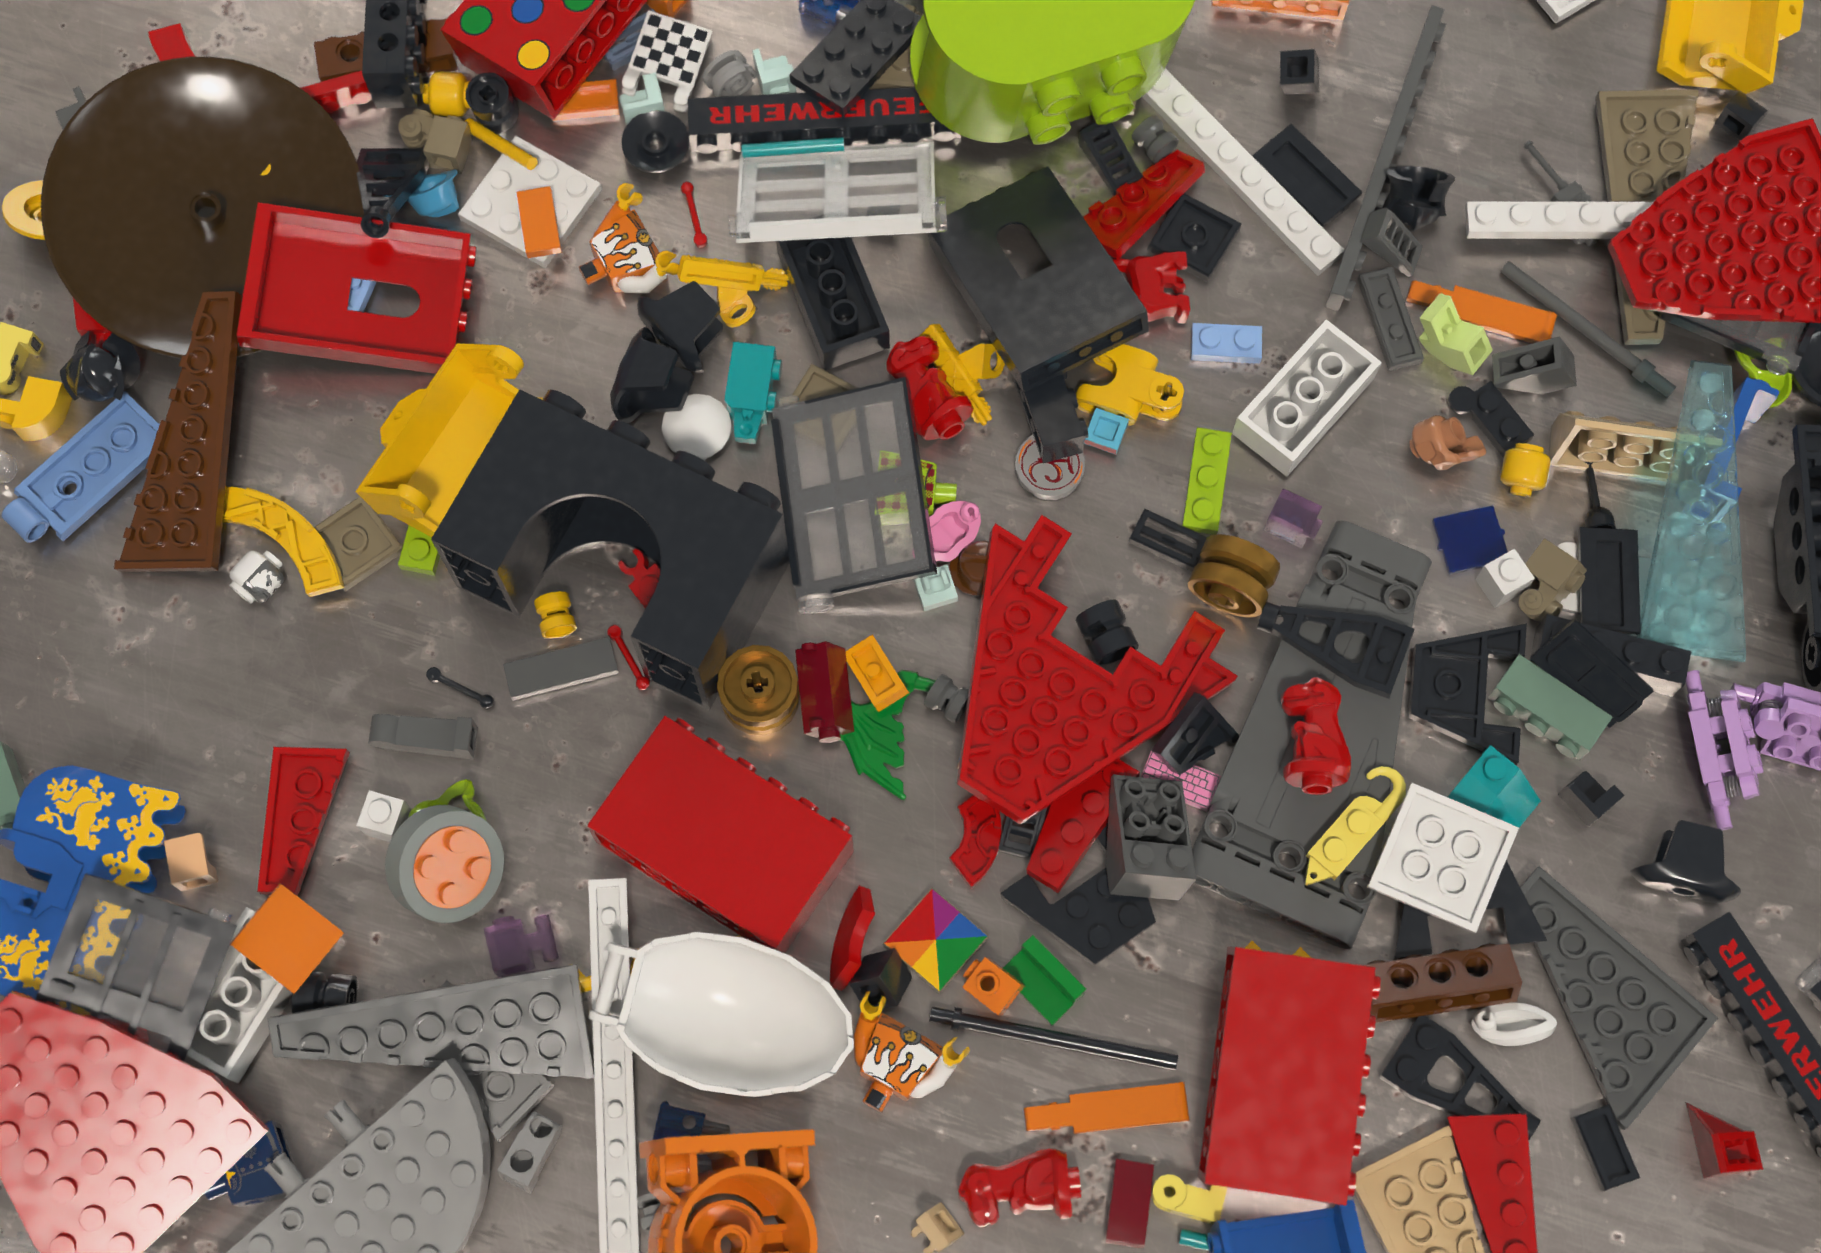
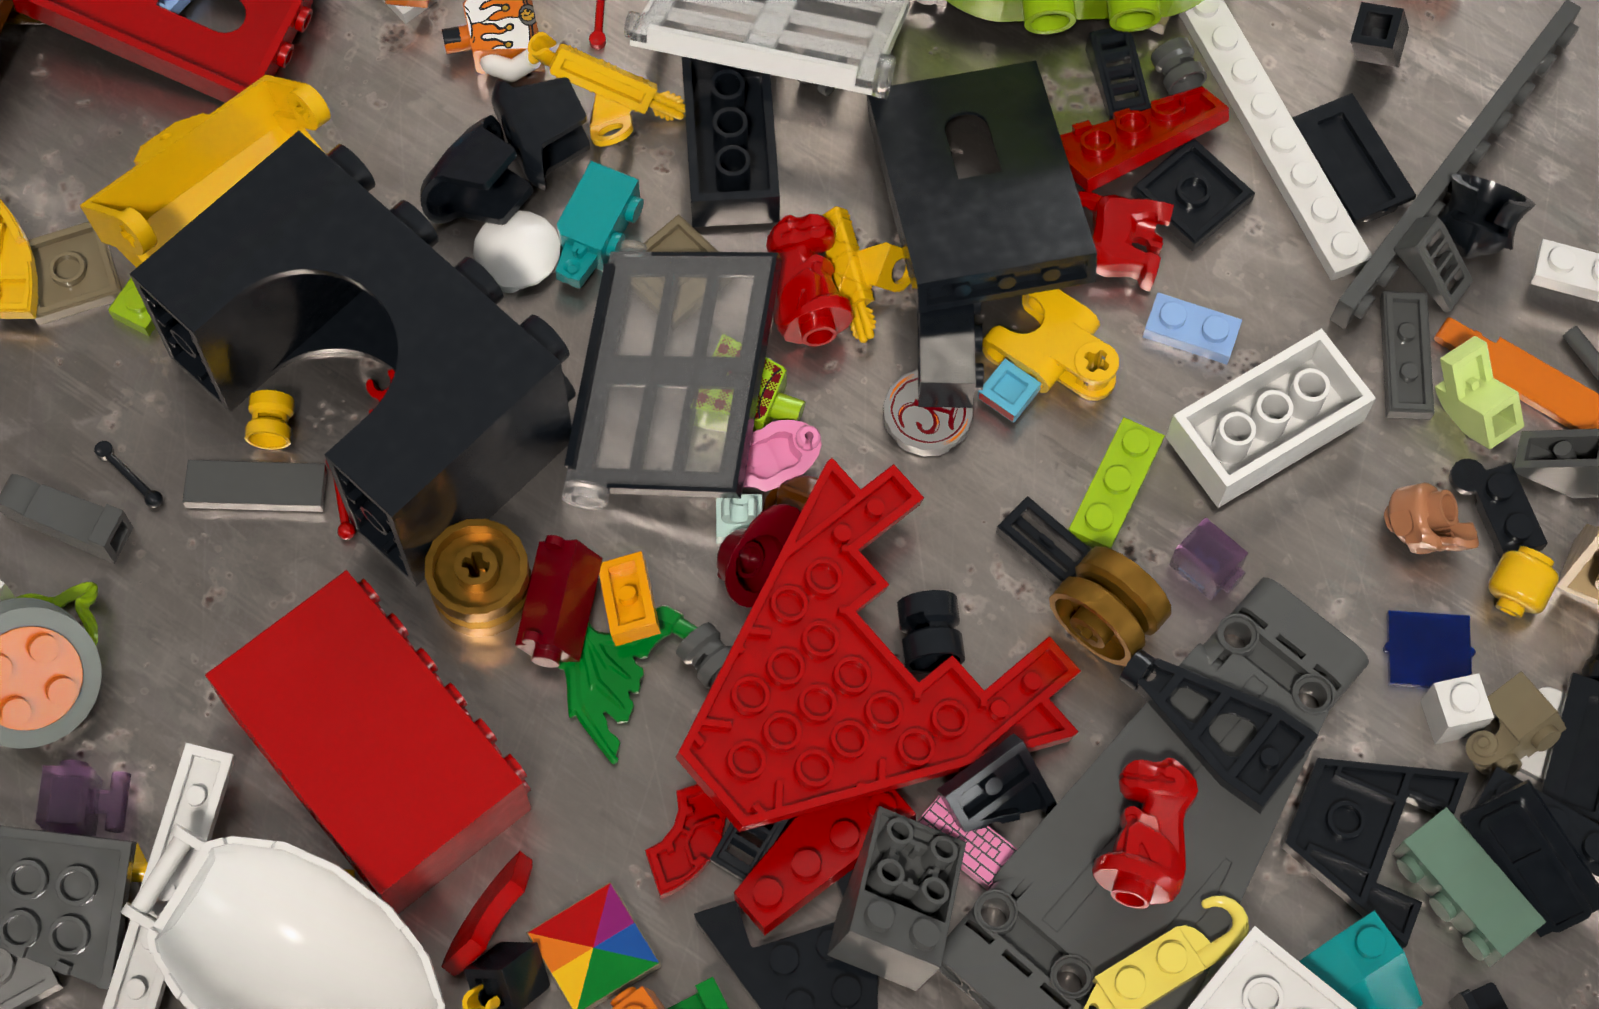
camera: 15 degrees right, 5 degrees down
(957, 613) = (751, 552): none -> dark red piece

